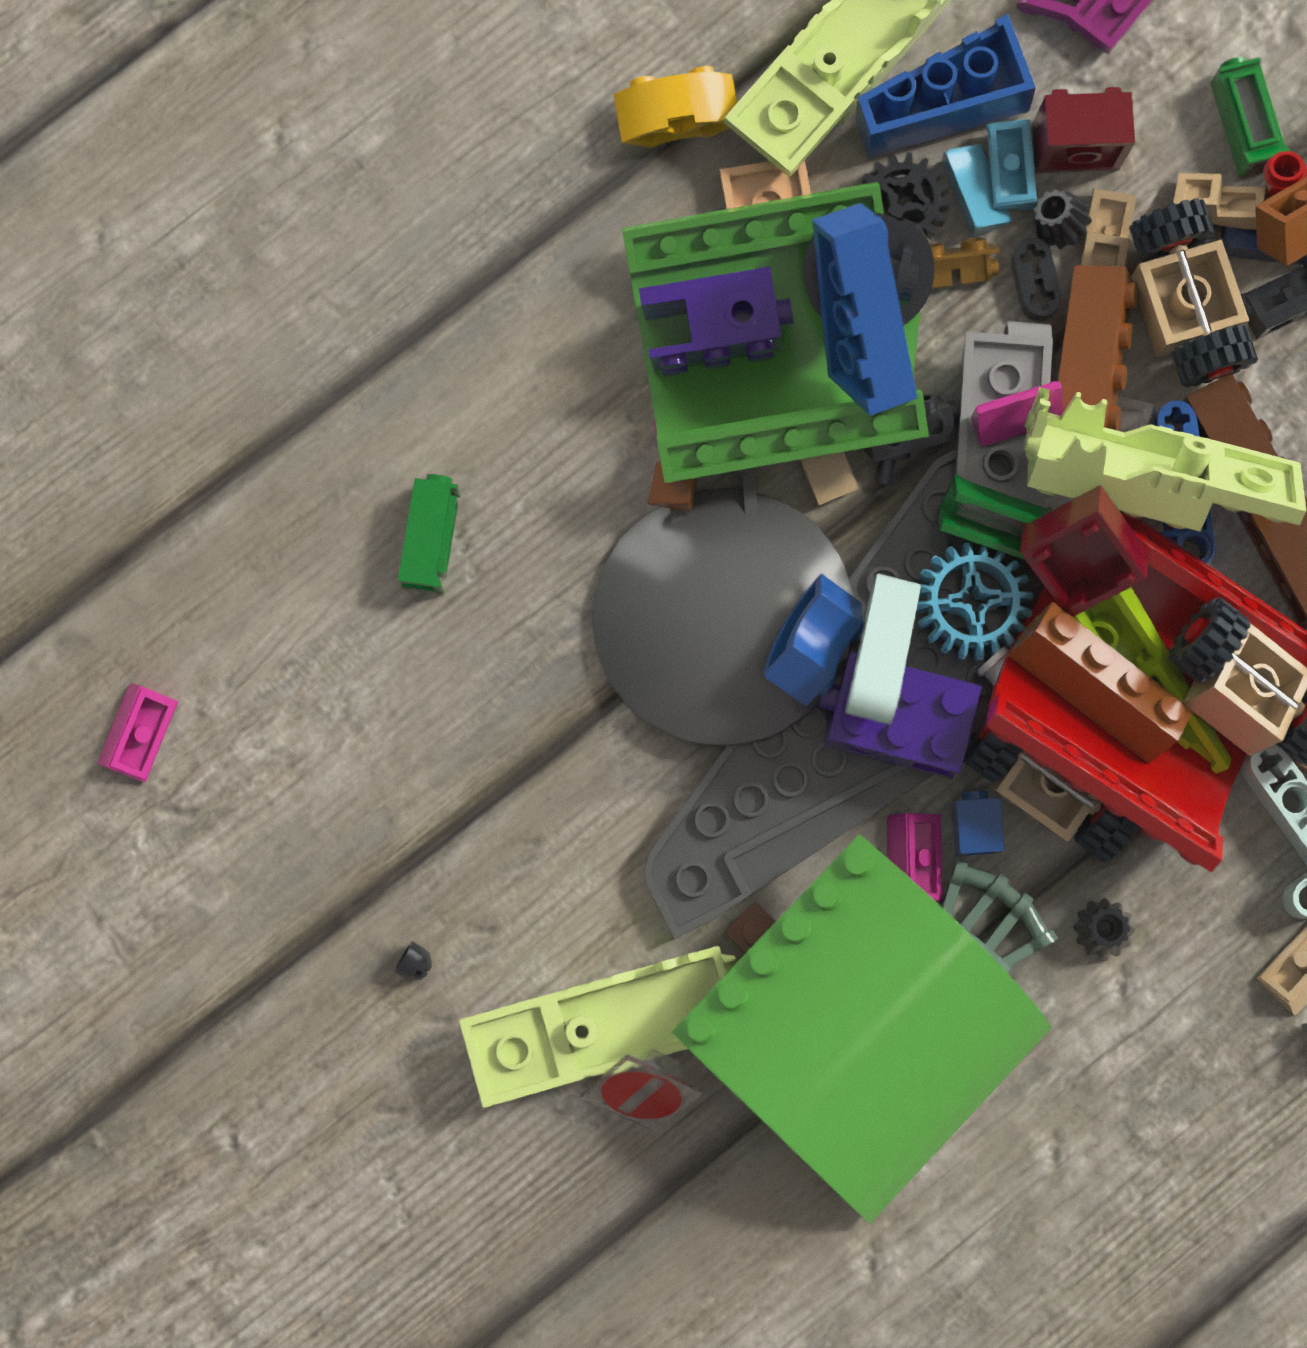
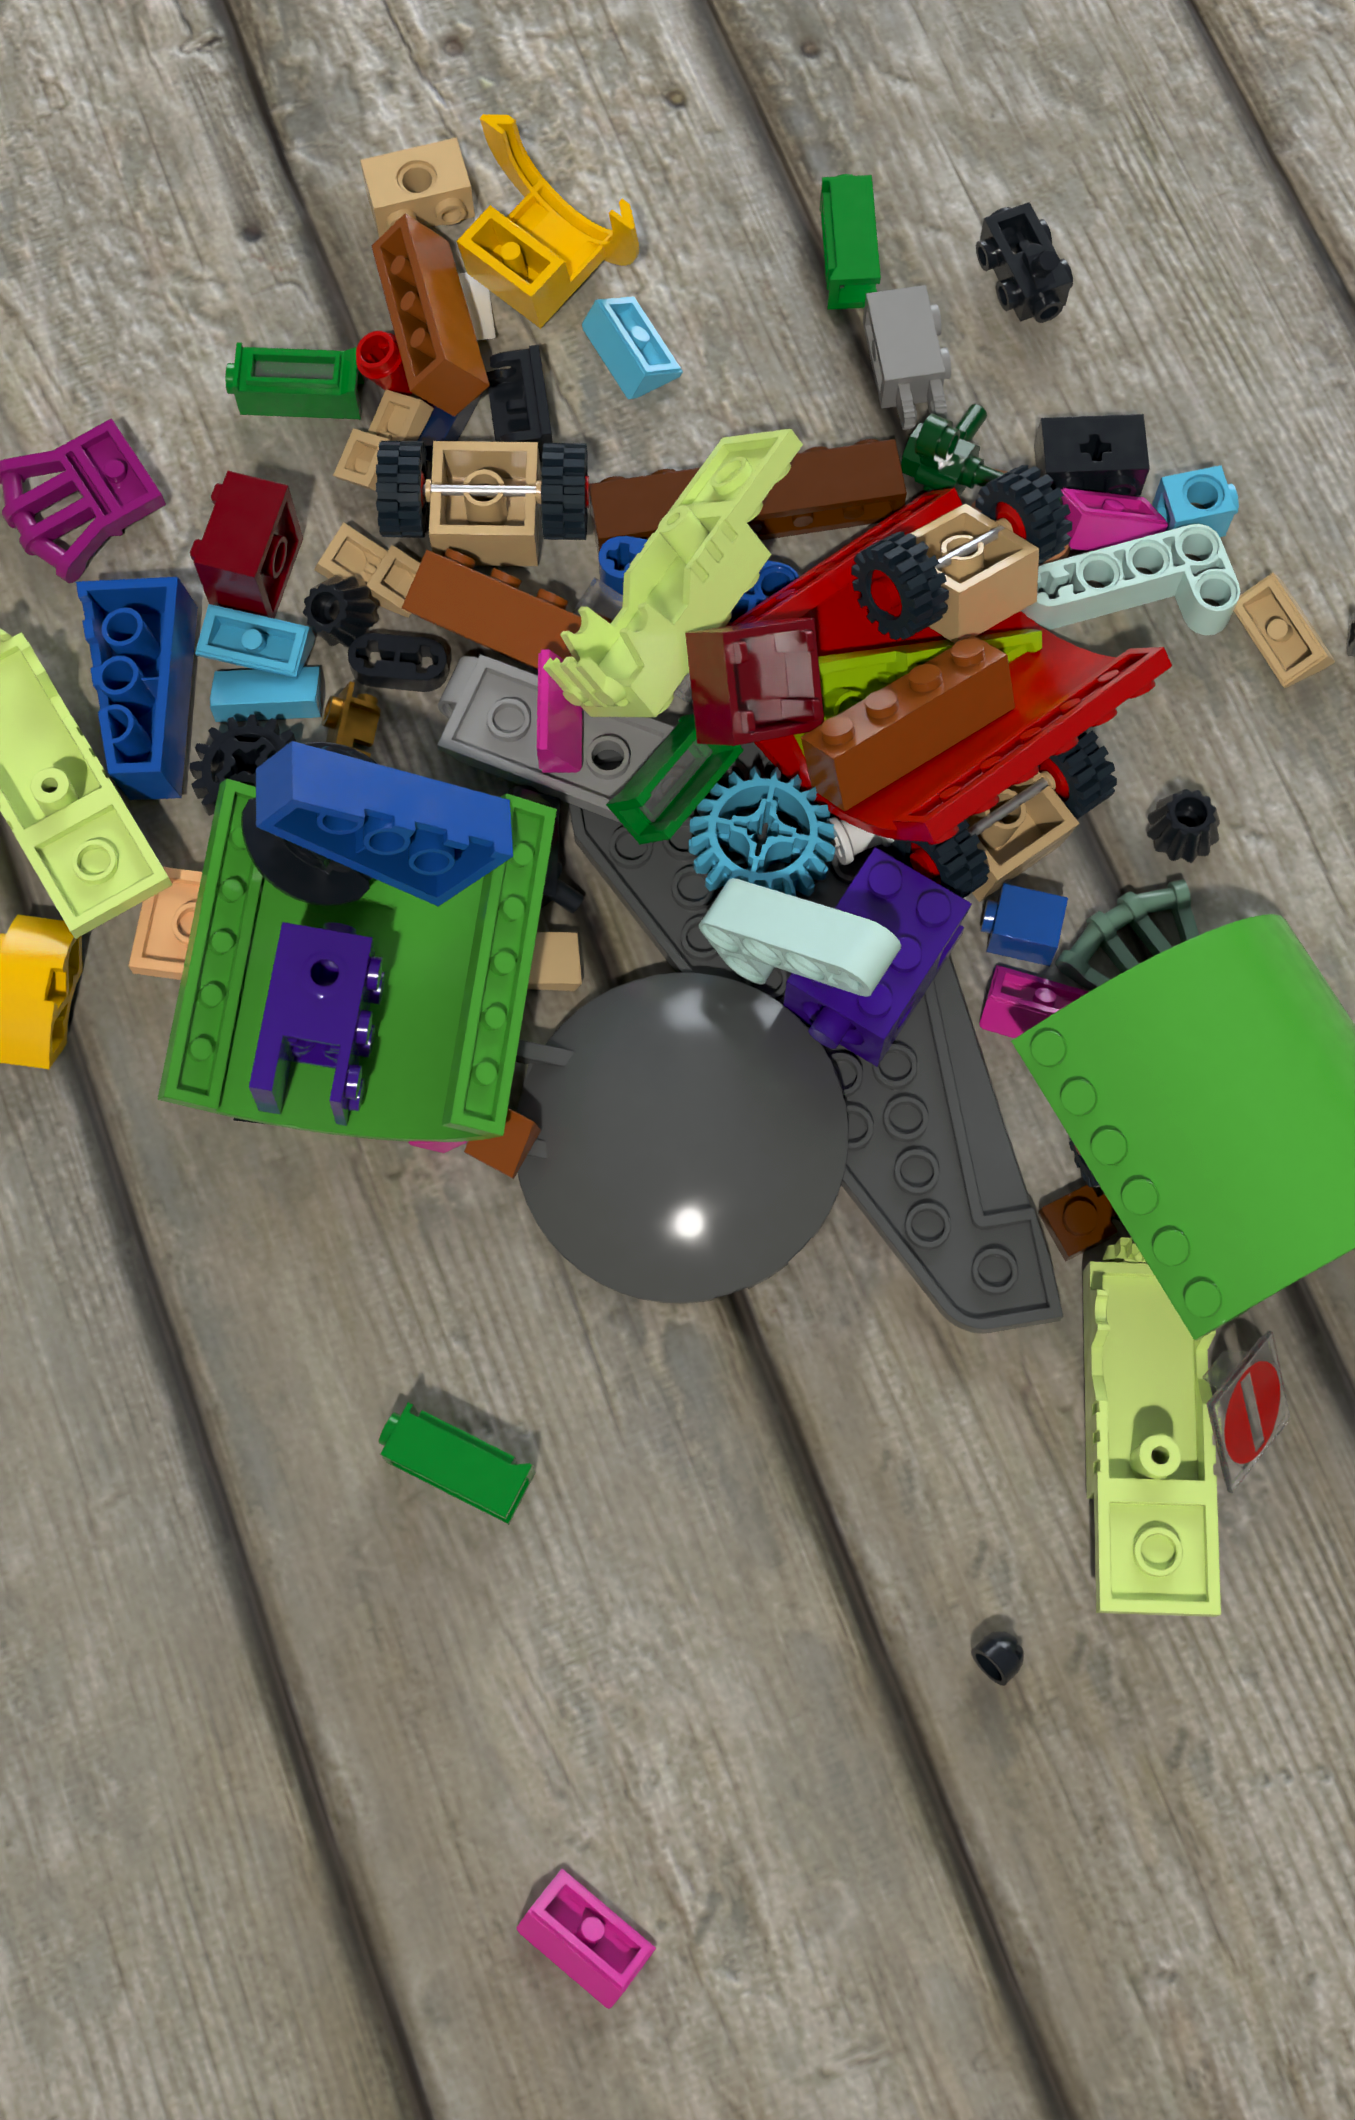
camera: 70 degrees left, 10 degrees down
(813, 640) = (756, 1022): blue brick -> none

